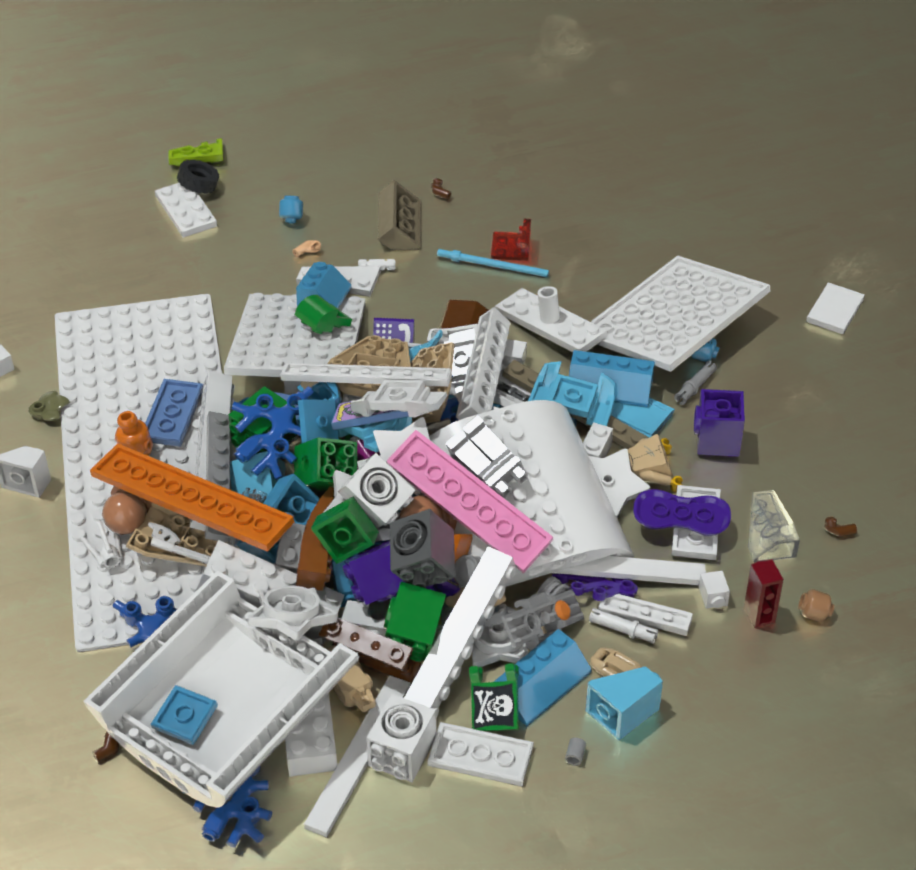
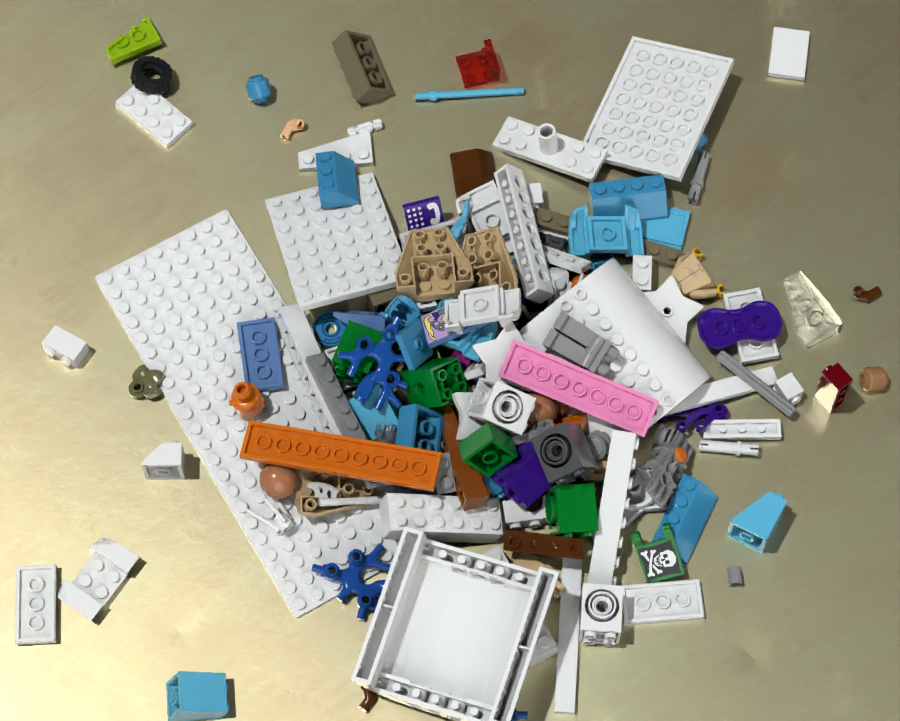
camera: 20 degrees left, 20 degrees up
(184, 714) = (427, 656): dark azure plate -> none
(291, 611) = (476, 540): white plate -> none
(320, 315) = (355, 217): green brick -> none
(363, 374) = (438, 287): white tile -> none
(438, 190) = (381, 18): reddish brown arm -> none
(614, 662) = (739, 488): tan piece -> none
(679, 572) = (756, 383): none -> light grey axle
(719, 422) = (740, 222): dark purple brick -> none

